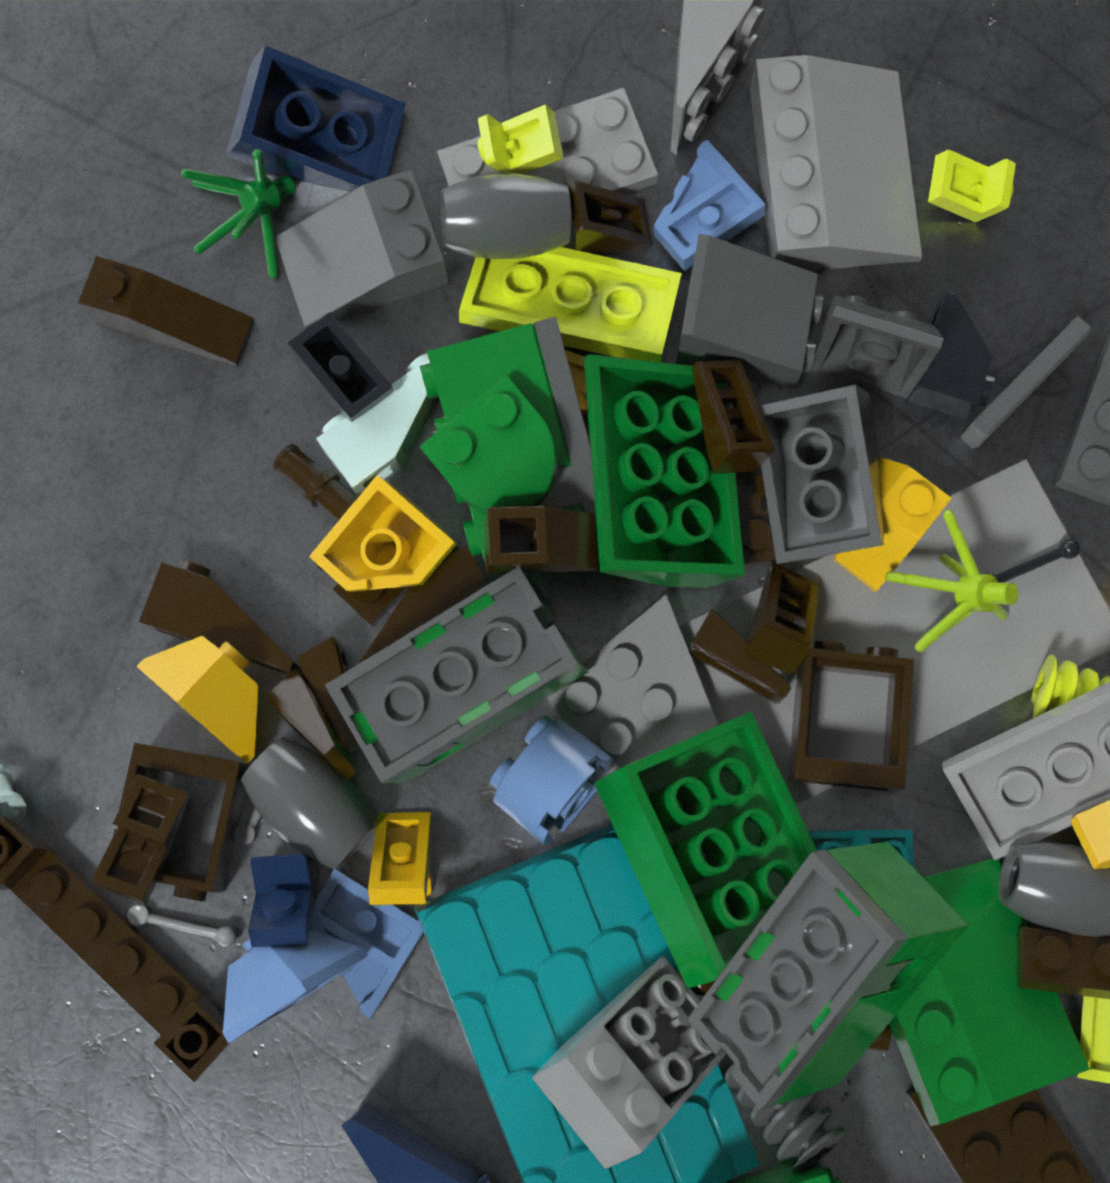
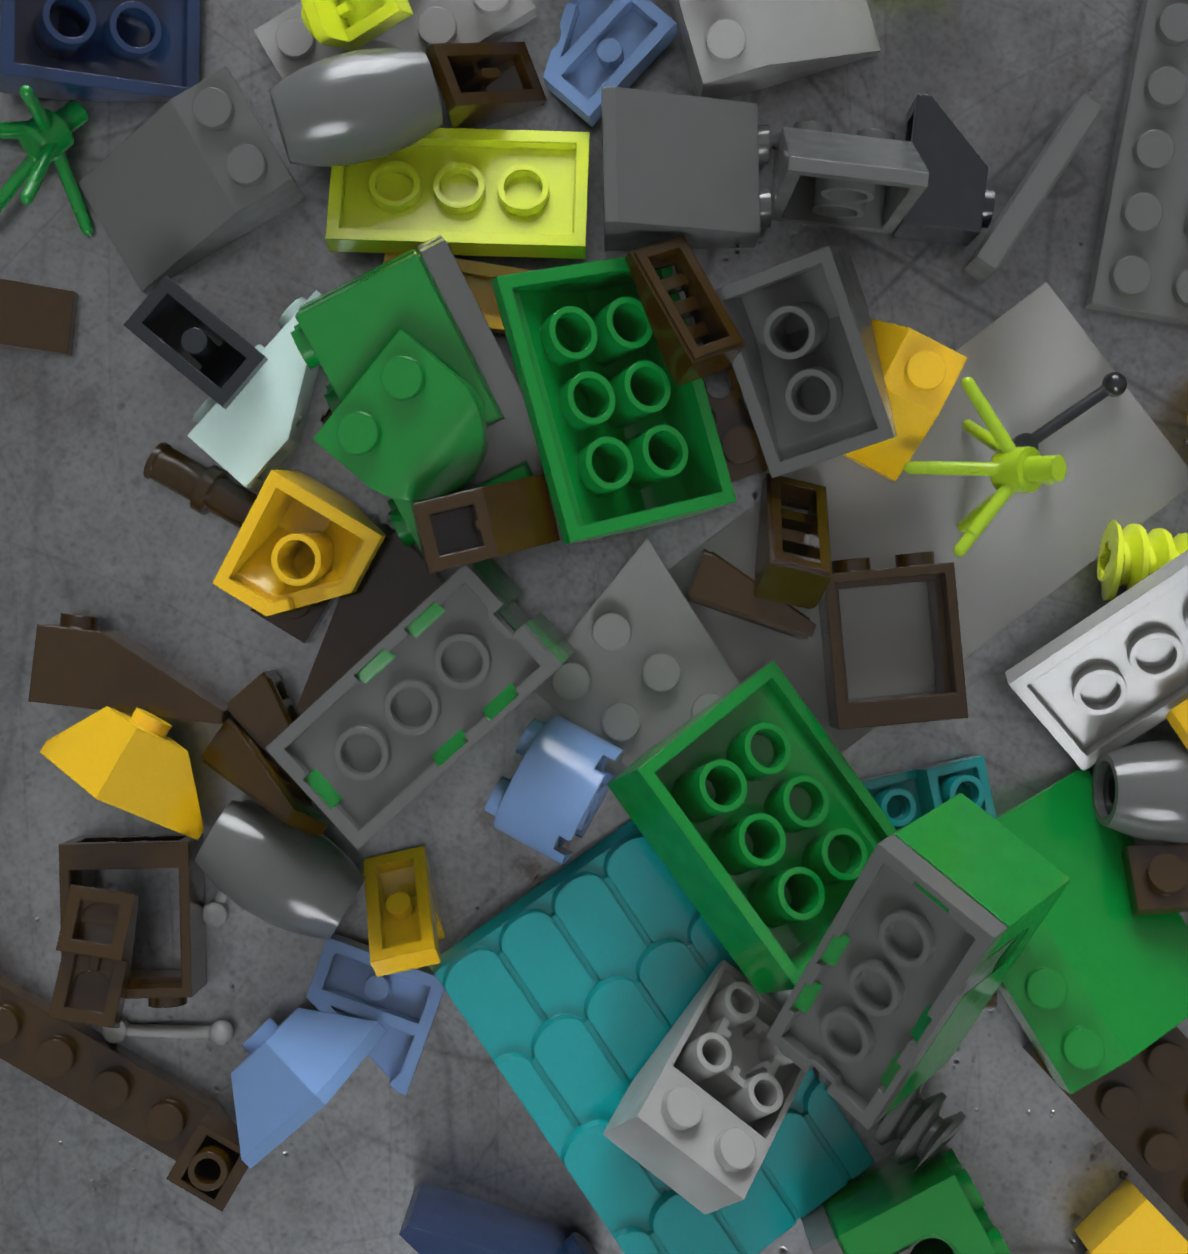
camera: 15 degrees left, 10 degrees up
(282, 899) = (276, 992): dark blue slope -> none

